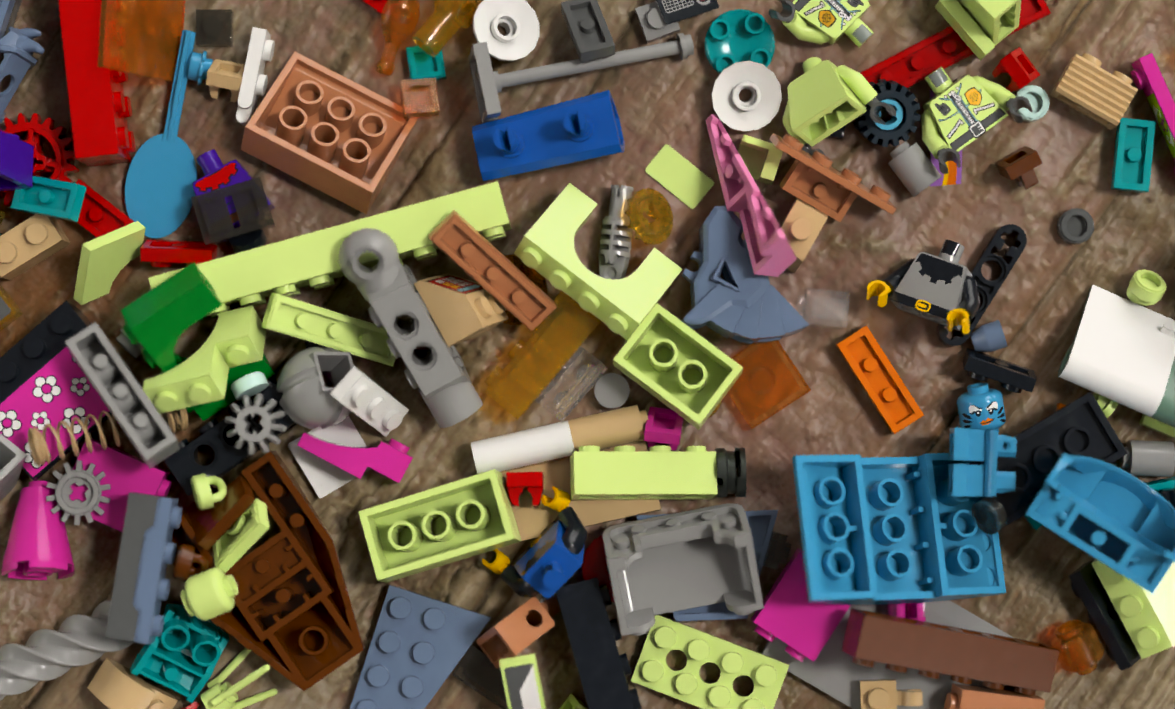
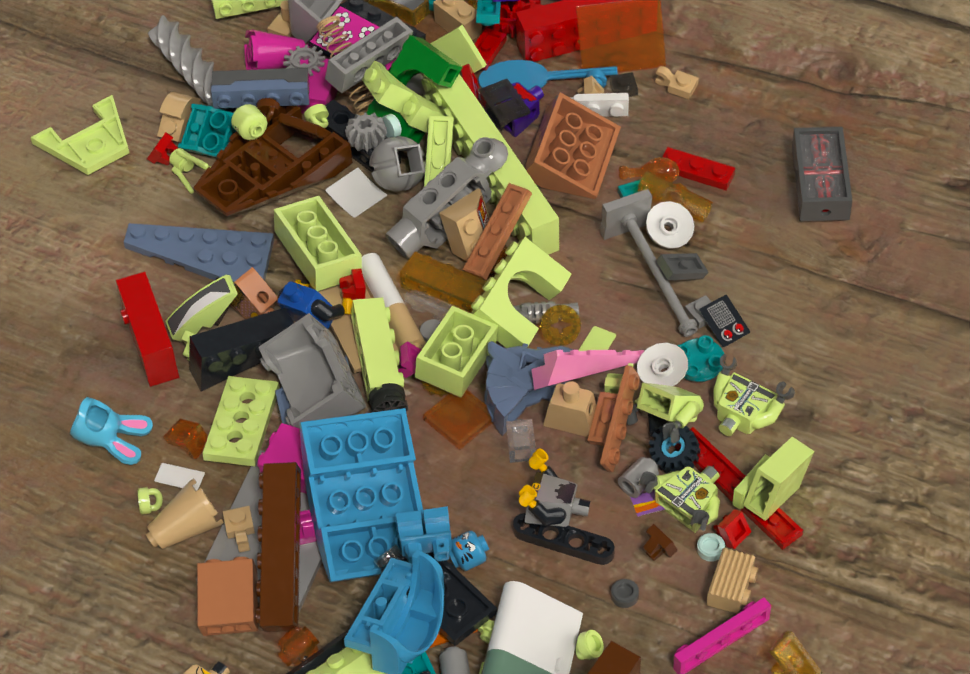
camera: 80 degrees right, 35 degrees down
(241, 536) = (292, 136): yellowish green tile -> none
(370, 401) = (393, 186): white plate -> none
(387, 458) = (357, 211): dark pink slope -> none
(419, 98) = (607, 189): clear orange plate -> none
(549, 137) = (601, 260): blue piece -> none
(879, 380) = (476, 484): orange plate -> none
(989, 337) = (525, 550): sand blue hose -> none
(1013, 377) = (501, 556): black plate -> none
(1133, 155) = (689, 617): teal plate -> none

